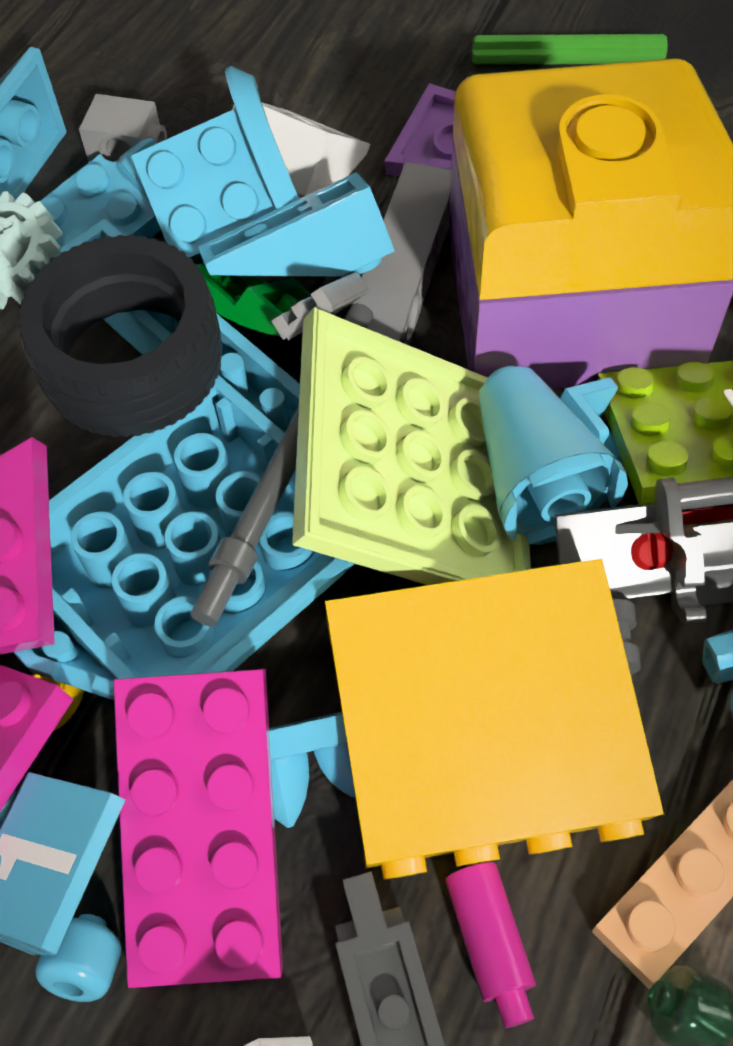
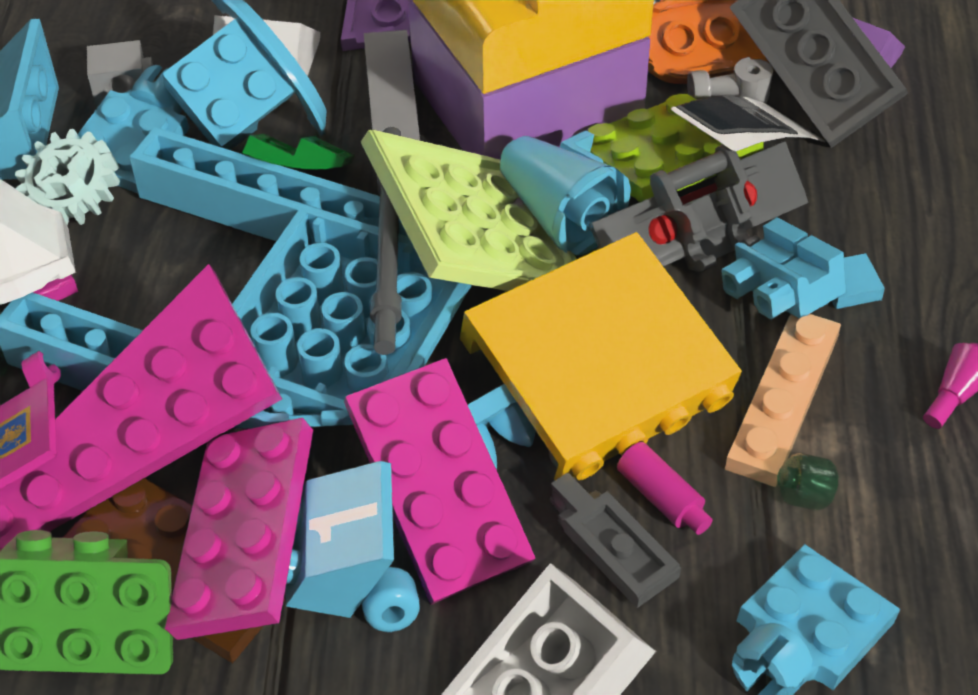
camera: 25 degrees left, 10 degrees down
(110, 279) = (220, 150): black tyre -> none
(317, 235) = (335, 90): medium azure slope -> none
(329, 298) = (347, 150): light grey tile -> none

